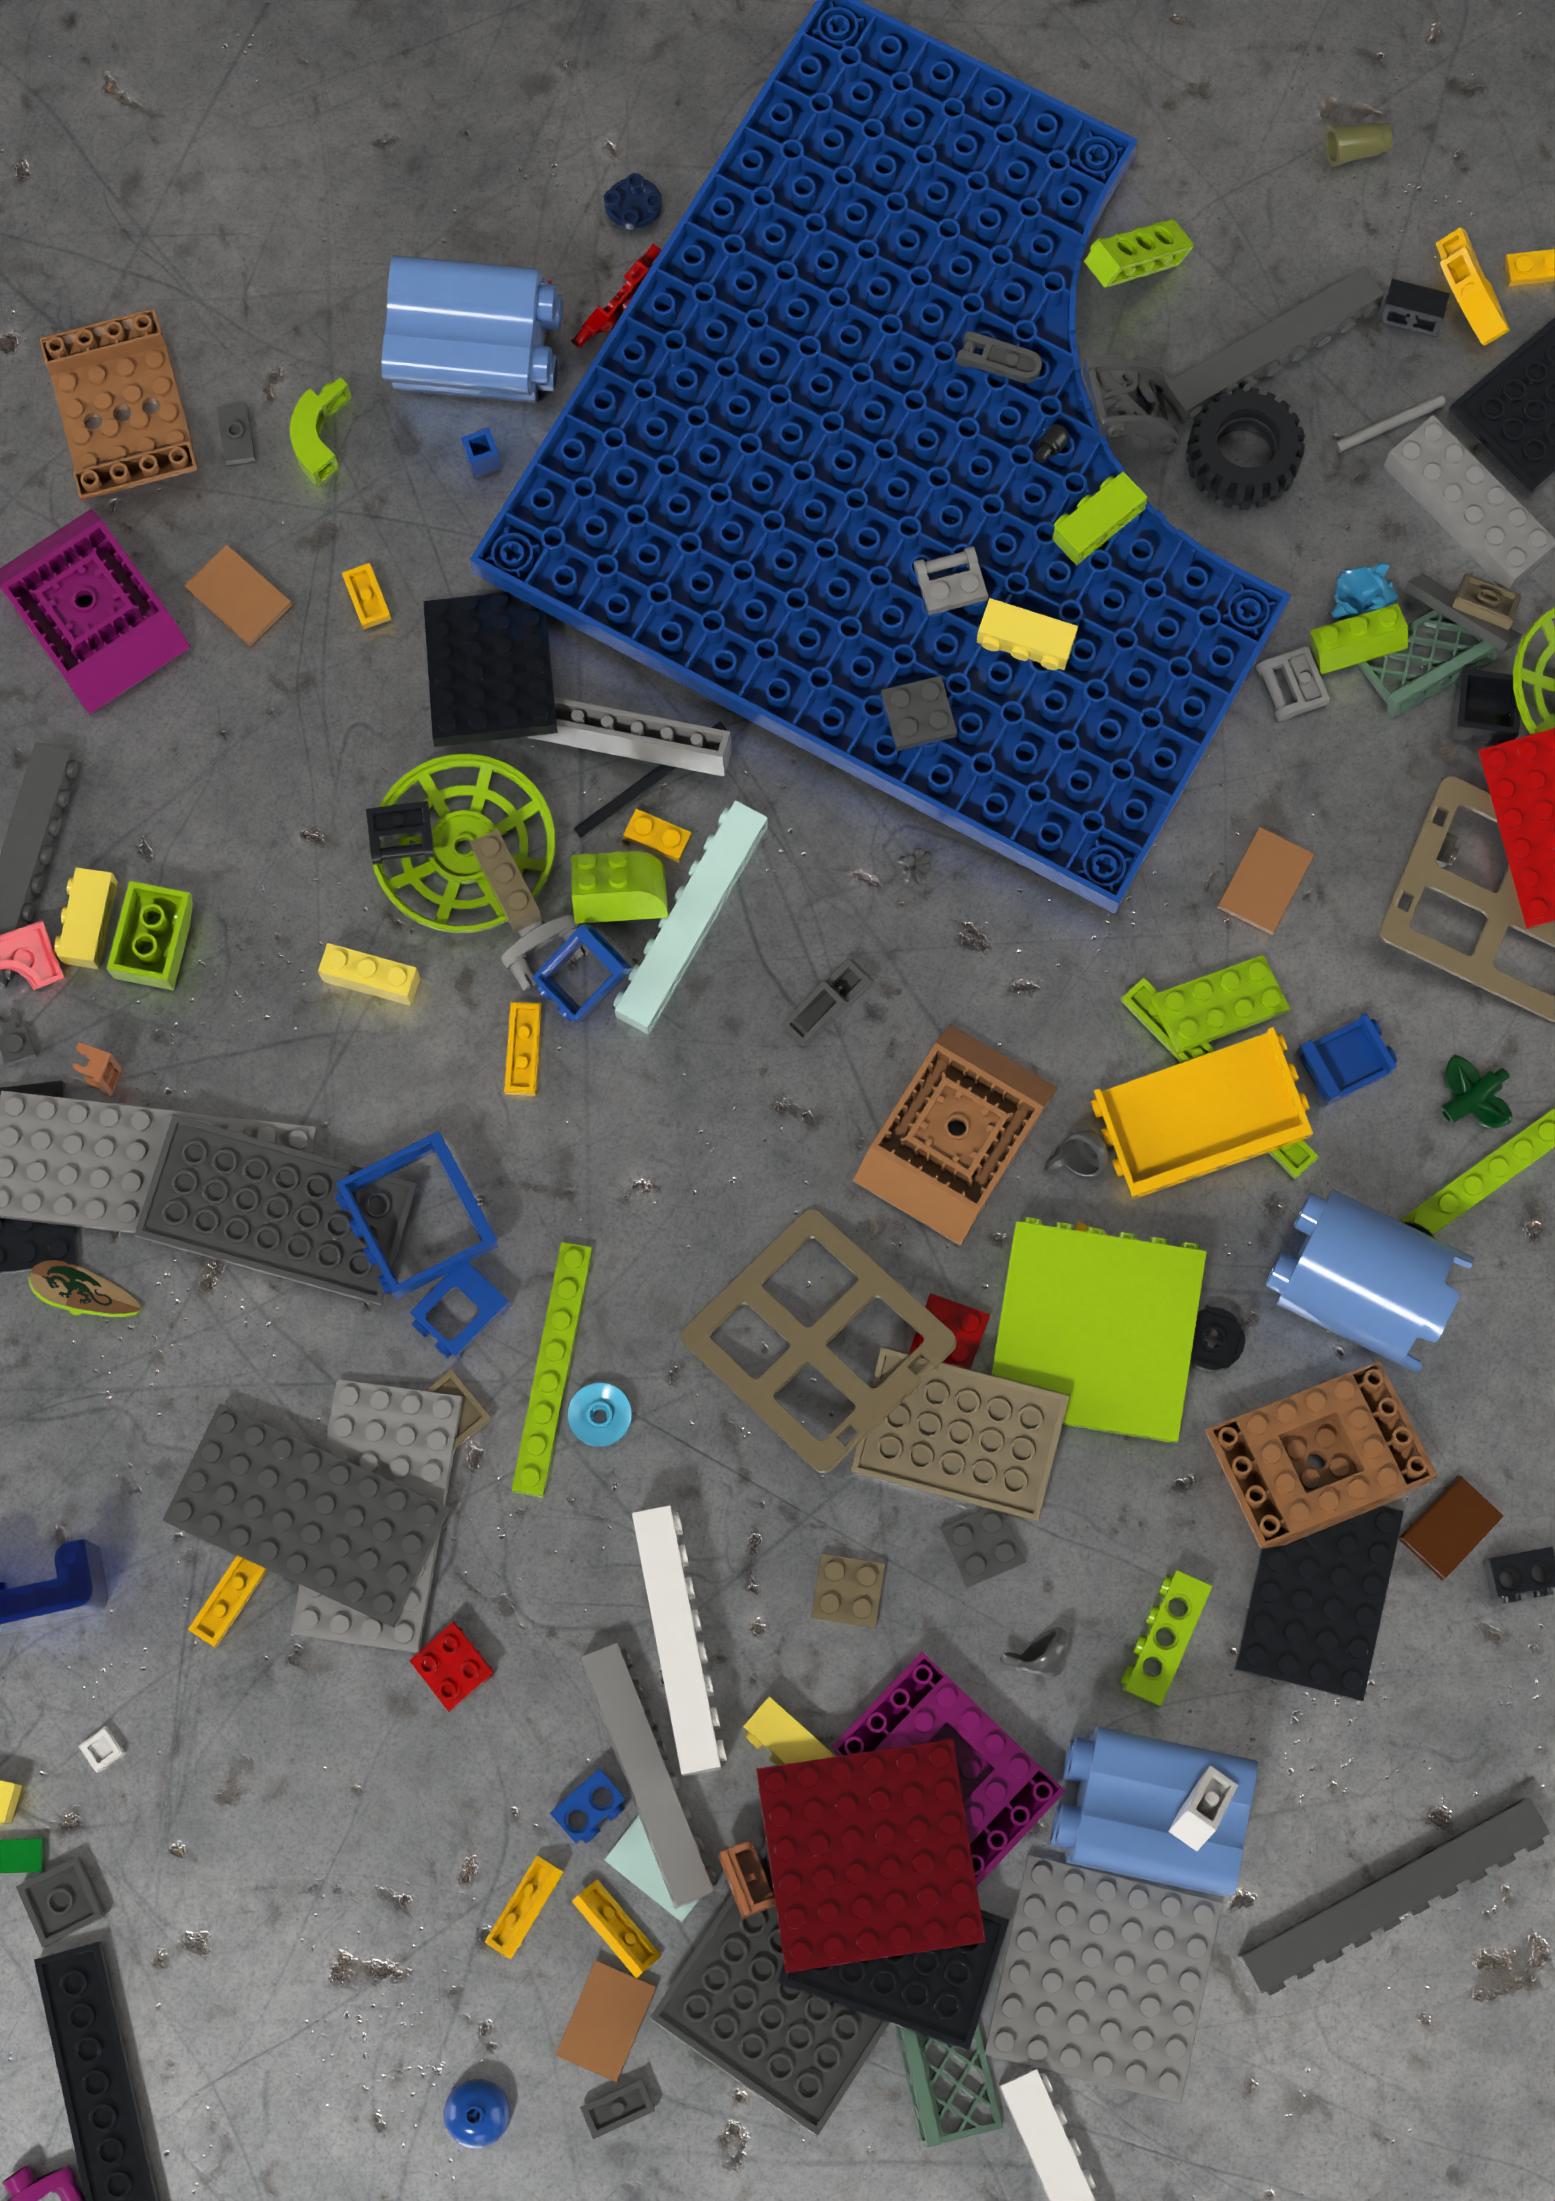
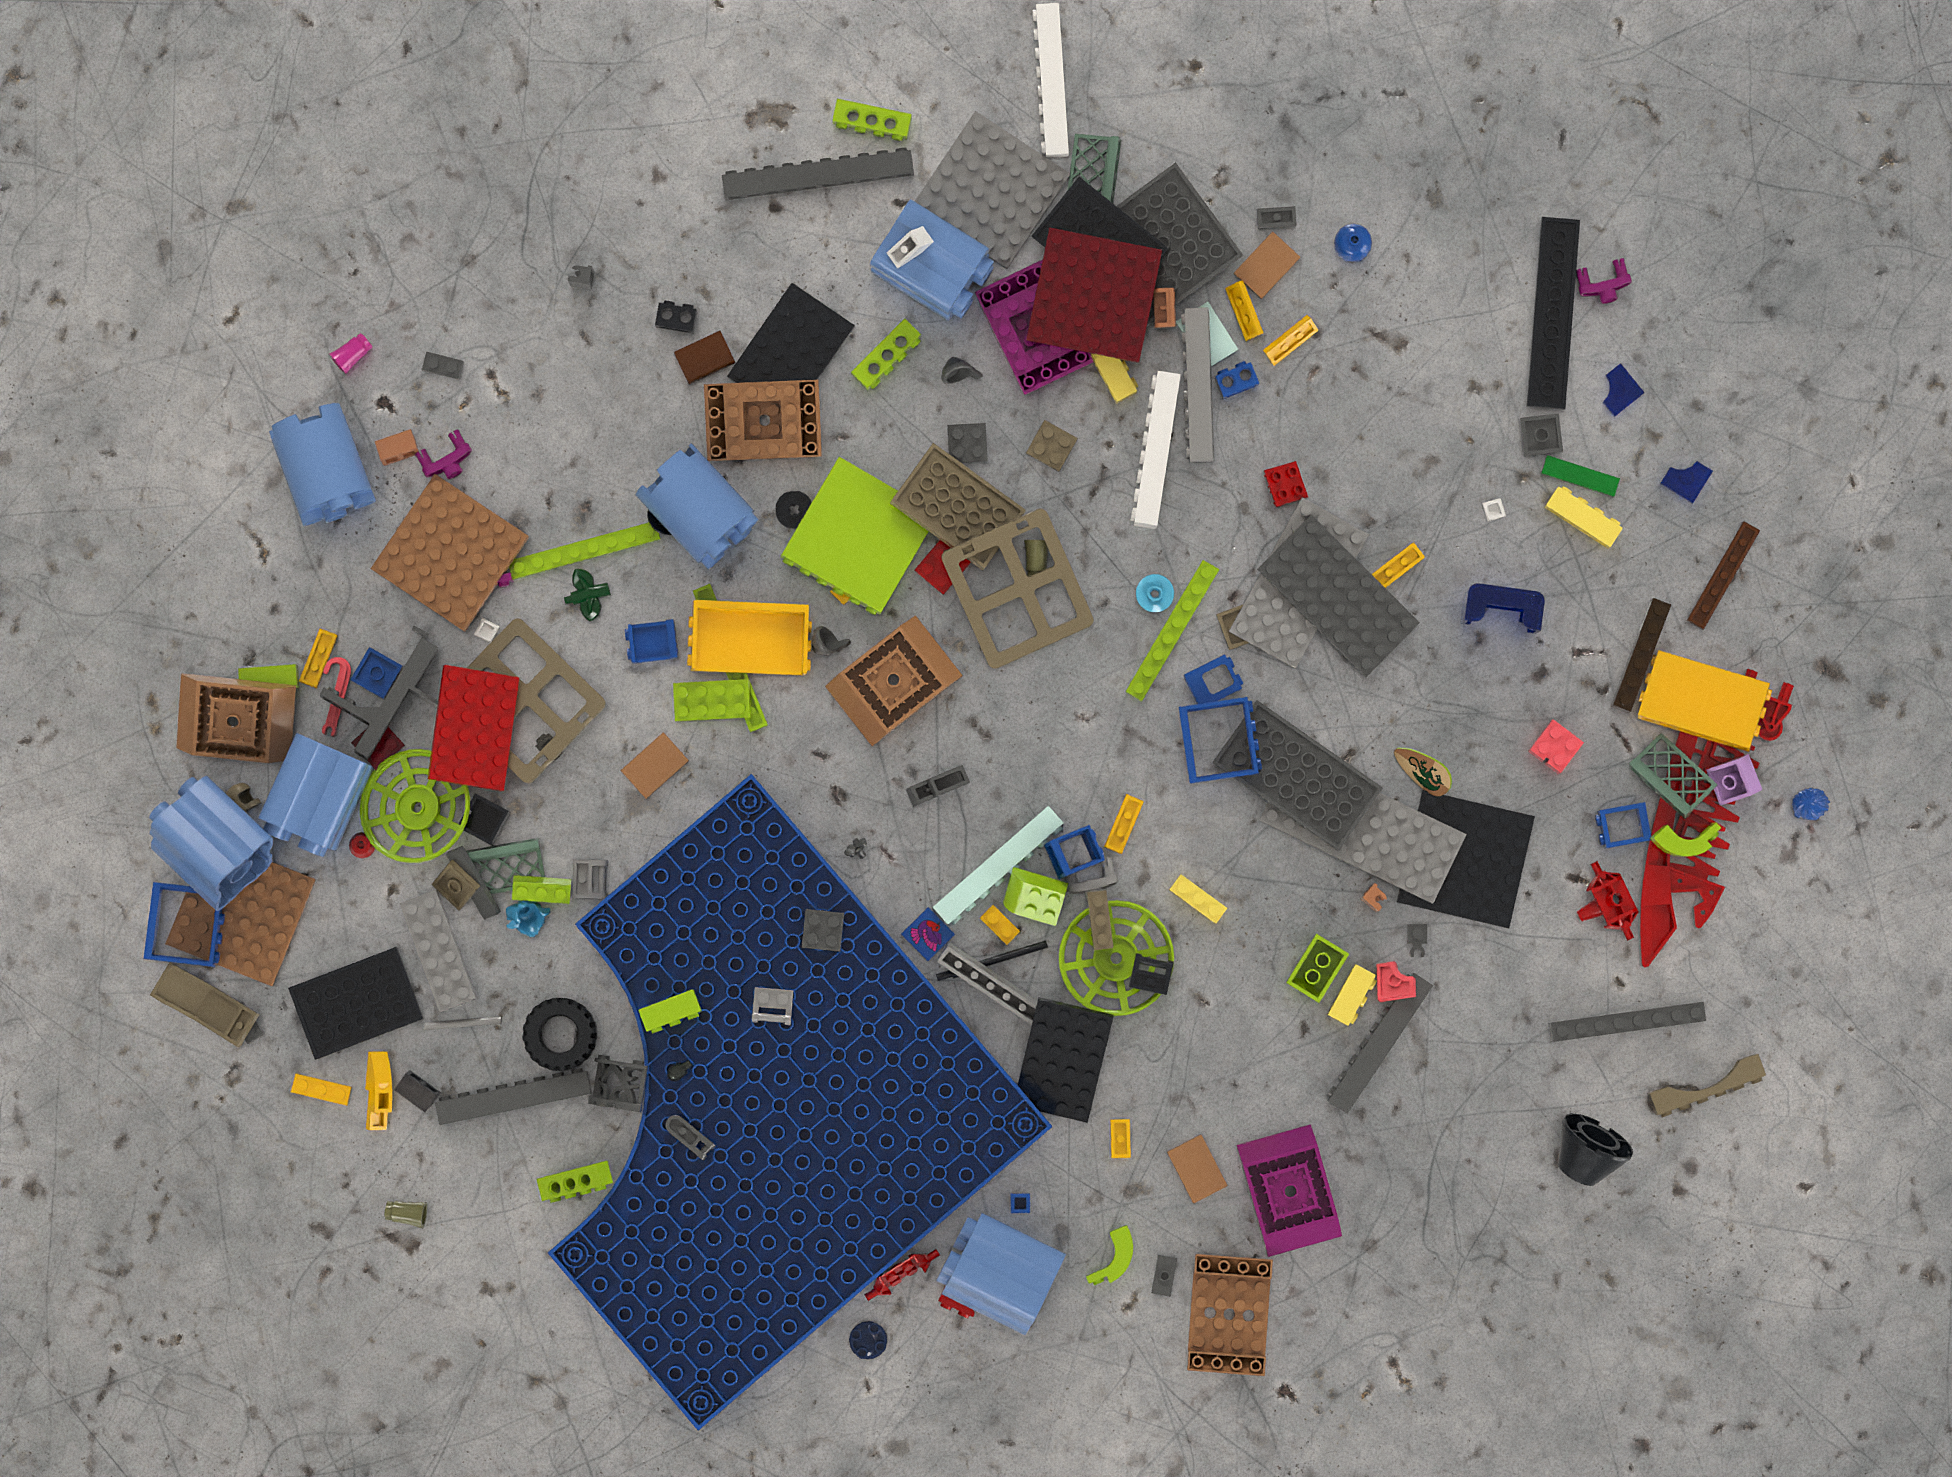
camera: 160 degrees left, 10 degrees up
(760, 782) = (928, 934): none -> tile
(807, 1402) = (1036, 556): none -> olive plant
(1026, 635) = (742, 952): light yellow brick -> none
(1397, 2022) = (844, 108): none -> lime brick

